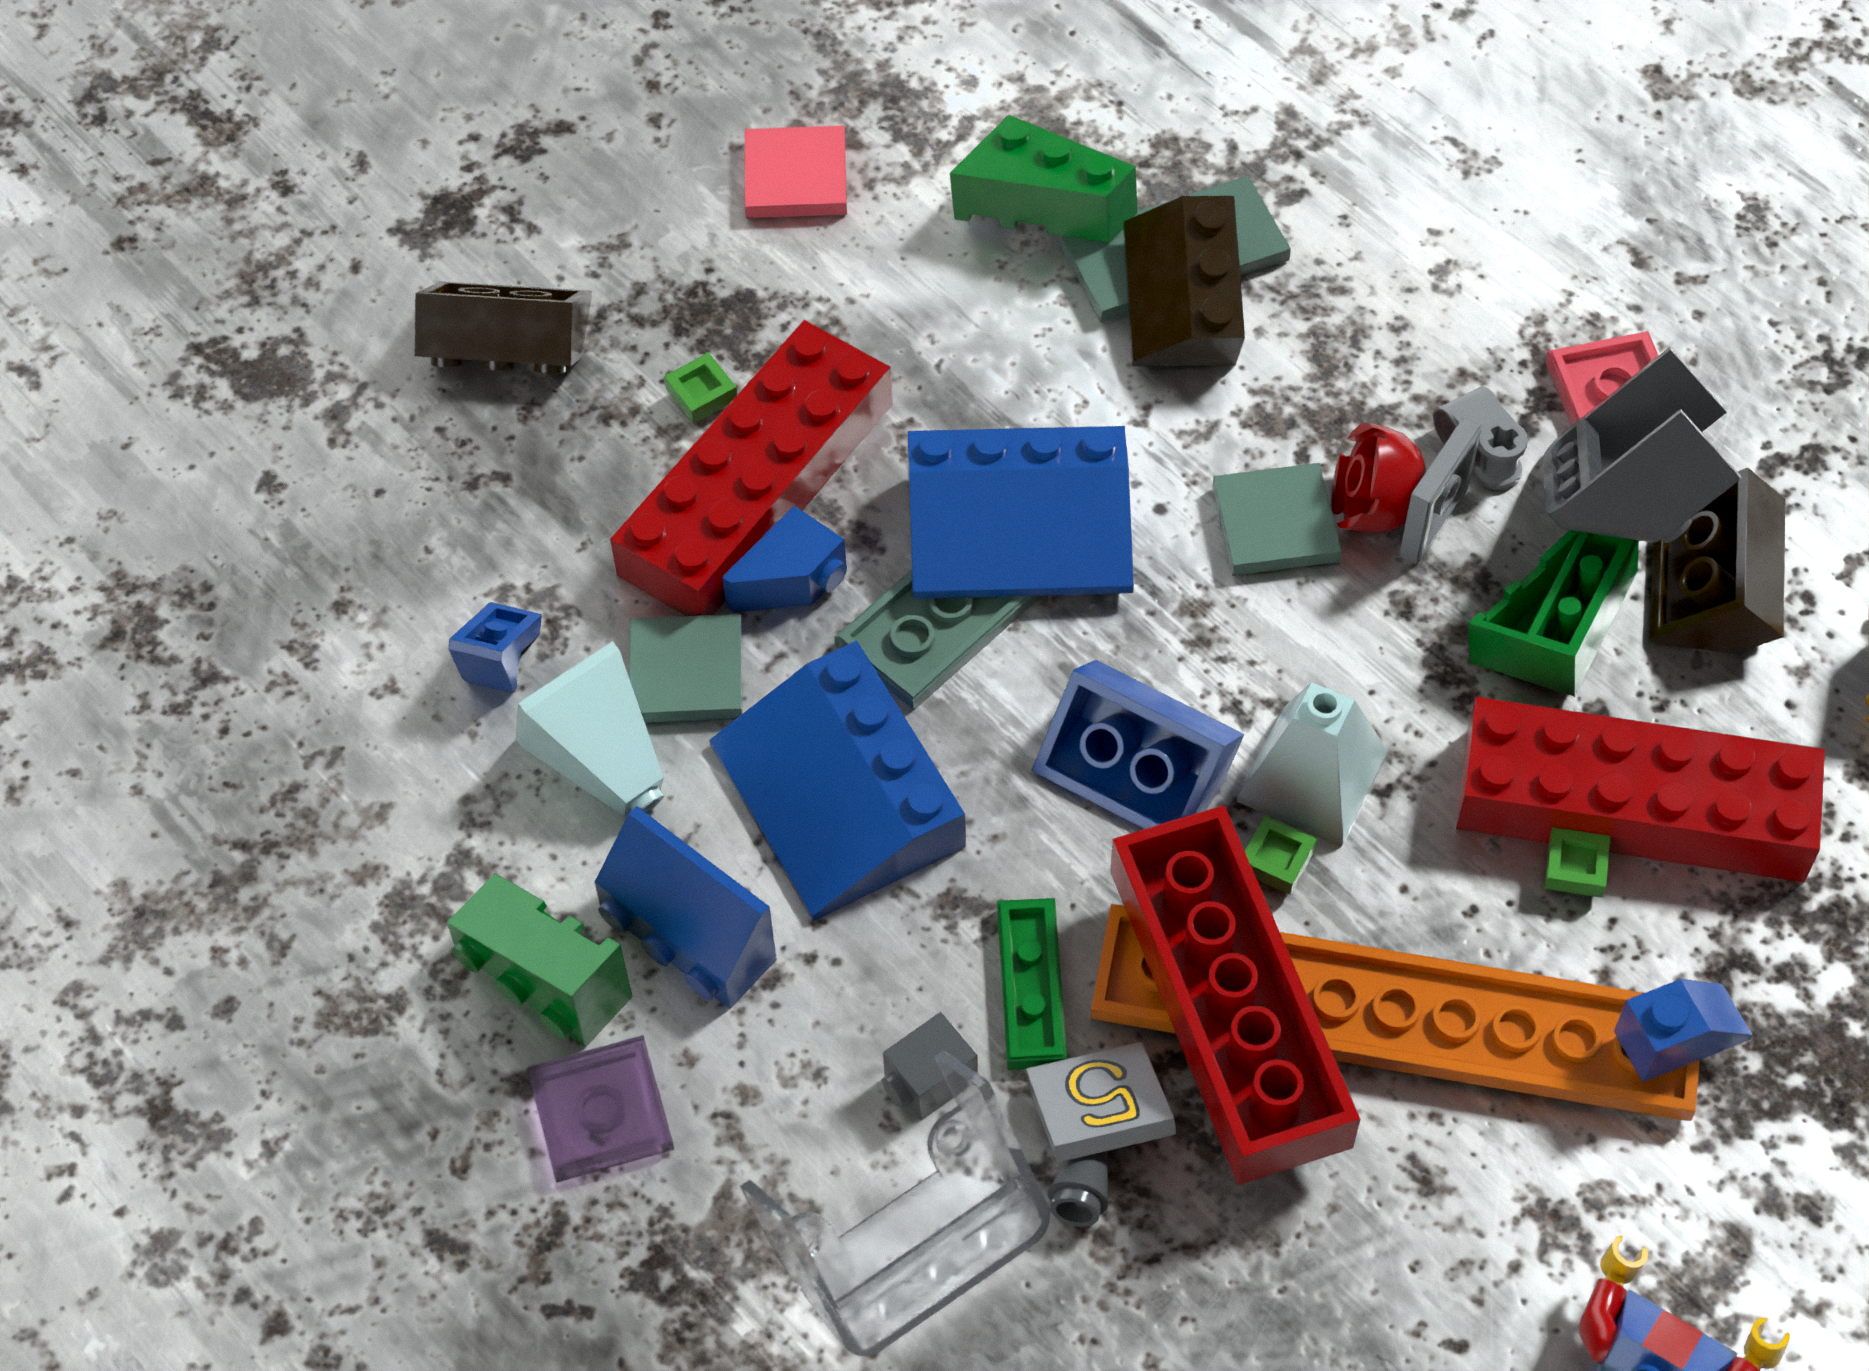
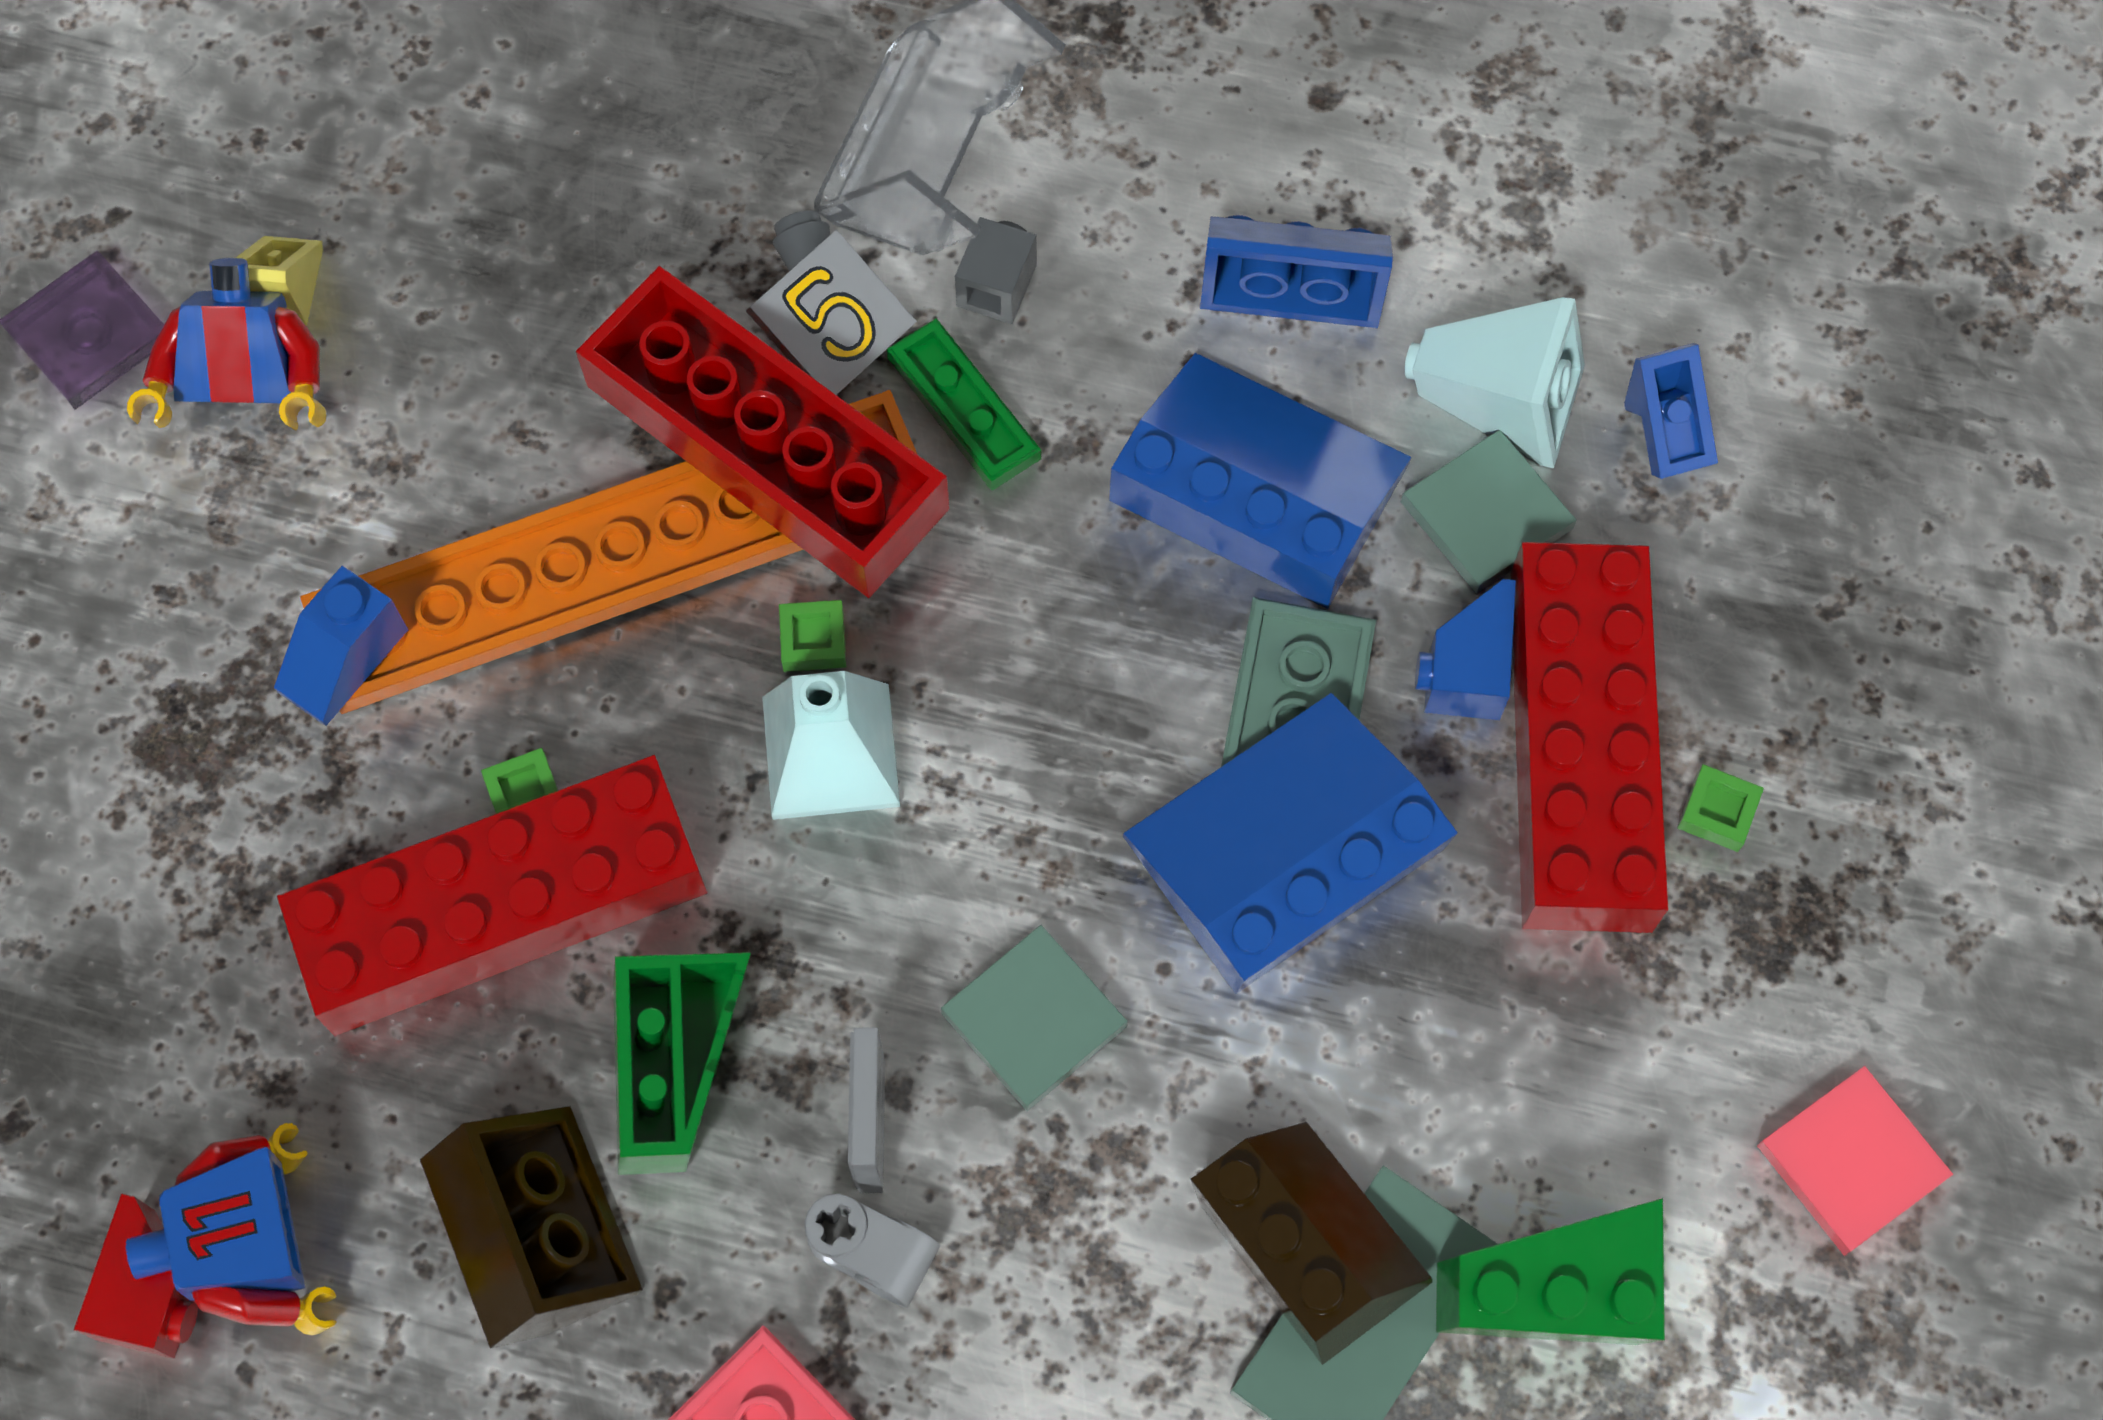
camera: 145 degrees right, 10 degrees up
(501, 325) = (1980, 759): dark brown slope -> none
(541, 960) = (1386, 163): green wedge -> none
(600, 1108) = (1246, 103): clear purple tile -> none
(1134, 748) = (1006, 664): blue slope -> none
(1376, 479) = (940, 1102): red cylinder -> none
(1639, 458) = (696, 1228): dark grey windscreen -> none

